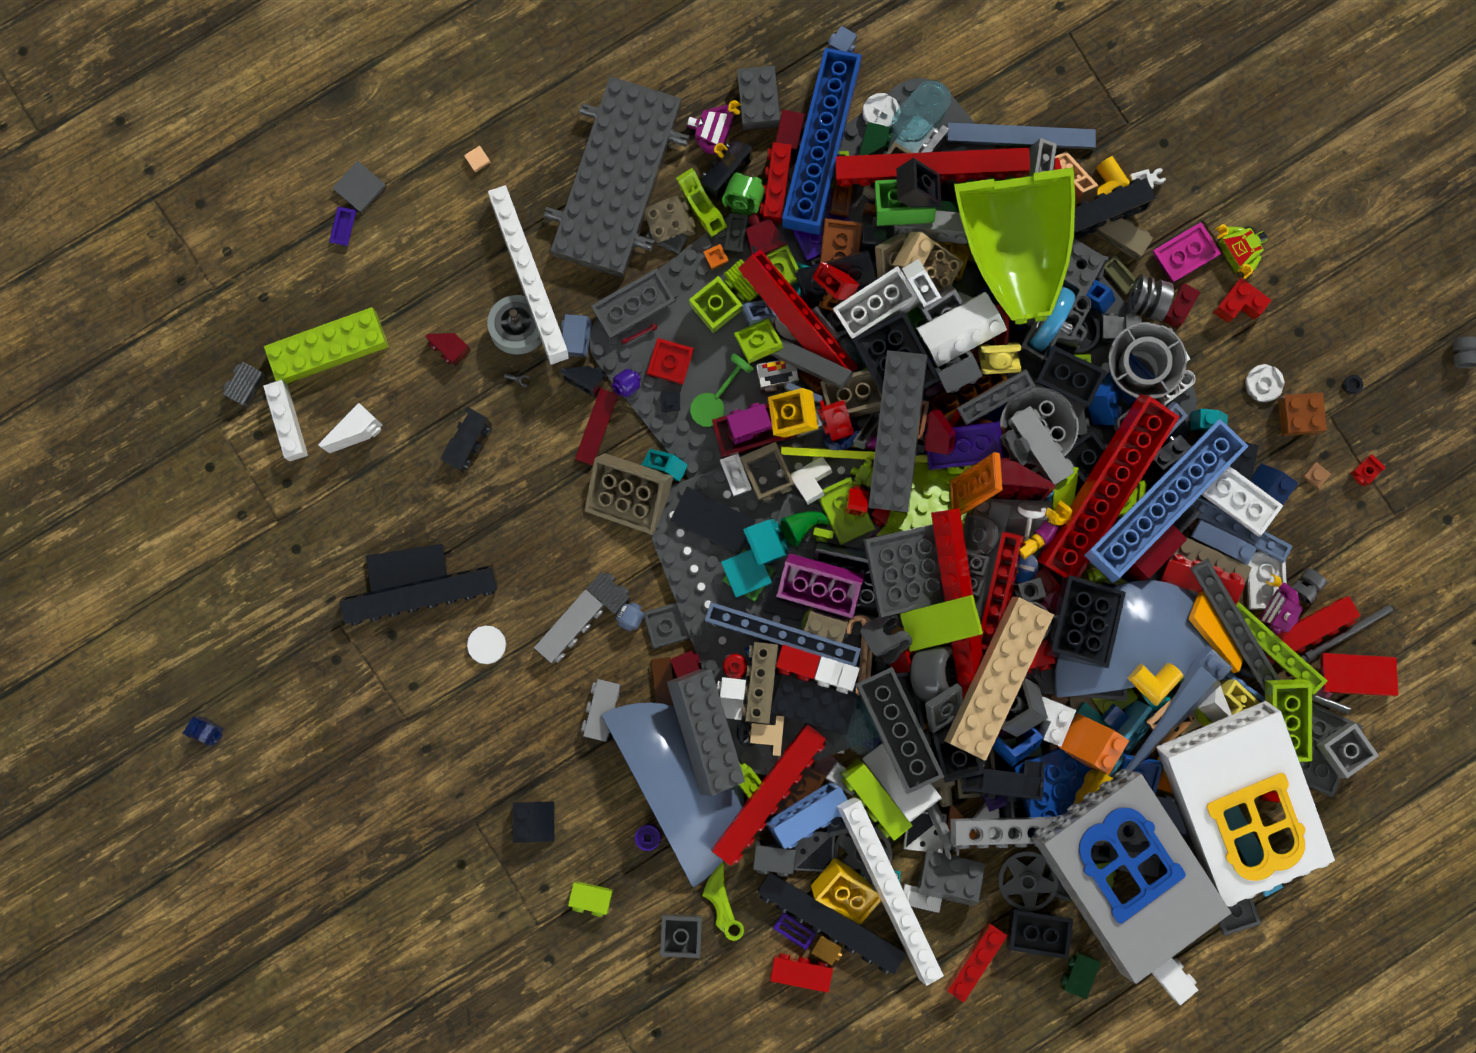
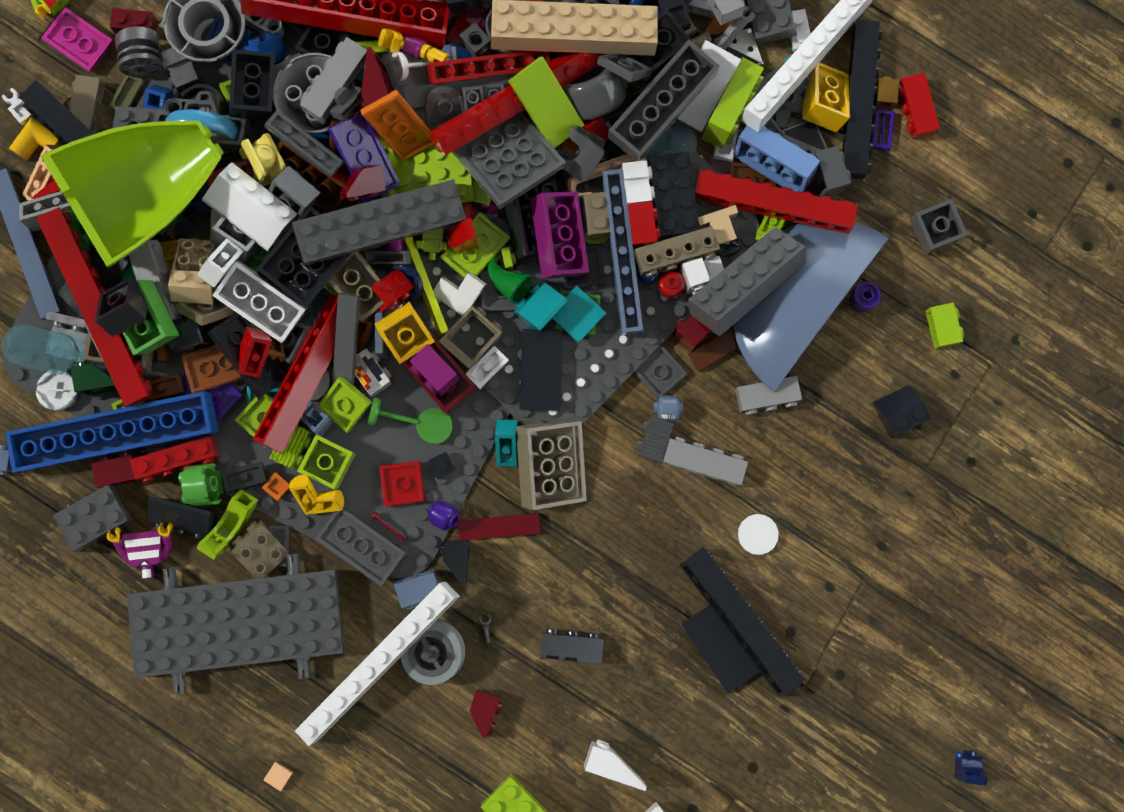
camera: 120 degrees left, 0 degrees up
(688, 280) = (313, 501): none -> yellow brick
(716, 893) = (883, 215): lime piece -> none
(763, 235) = (237, 447): dark red torso -> none

